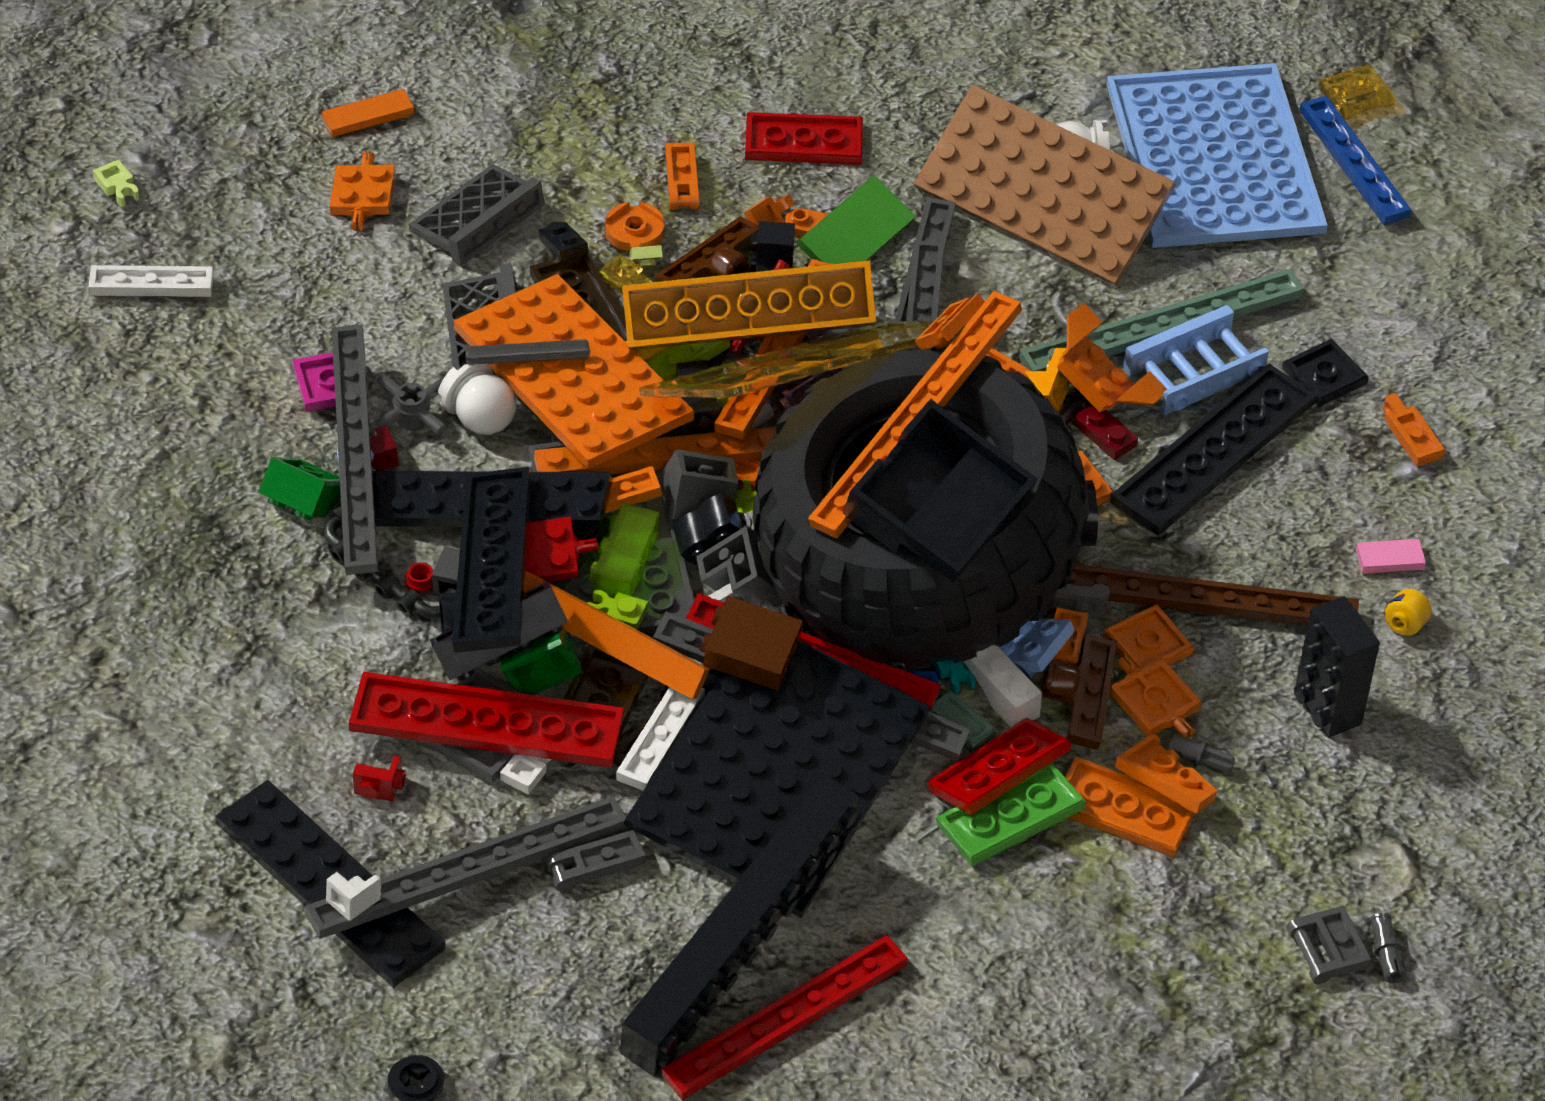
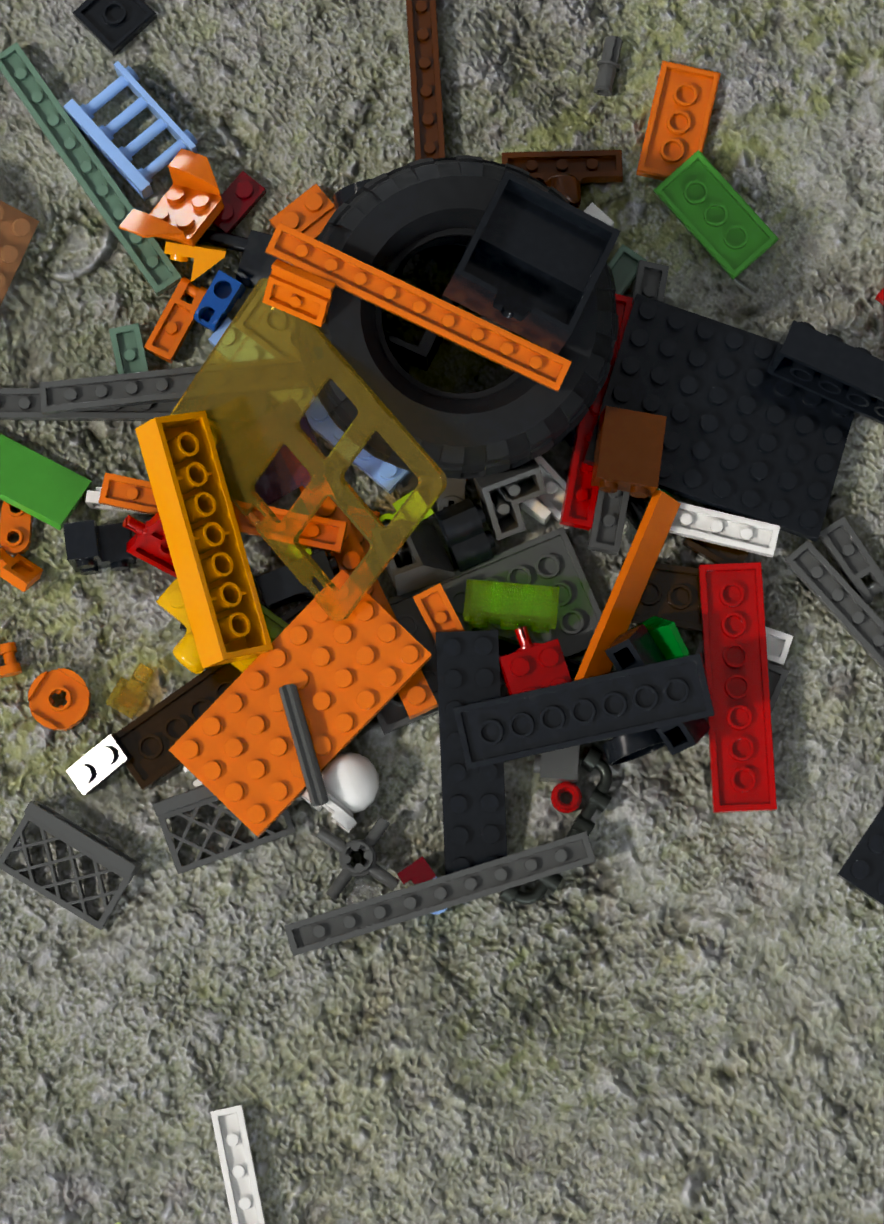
camera: 95 degrees left, 30 degrees up
(300, 486) = (481, 937): green slope -> none
(316, 381) = (339, 962): dark pink plate -> none
(362, 190) = (60, 990): orange plate -> none
(379, 782) = (821, 776): red bracket -> none
(623, 607) = (575, 595): lime plate -> none
(646, 256) = (99, 678): yellowish green plate -> none
(714, 256) = (90, 611): reddish brown plate -> none
(999, 766) = (669, 232): red tile -> none
(1149, 638) = (485, 127): orange tile -> none
(1155, 697) = (555, 112): orange plate -> none
(1163, 773) = (646, 90): orange wing -> none
(1213, 449) = (240, 100): black plate -> none

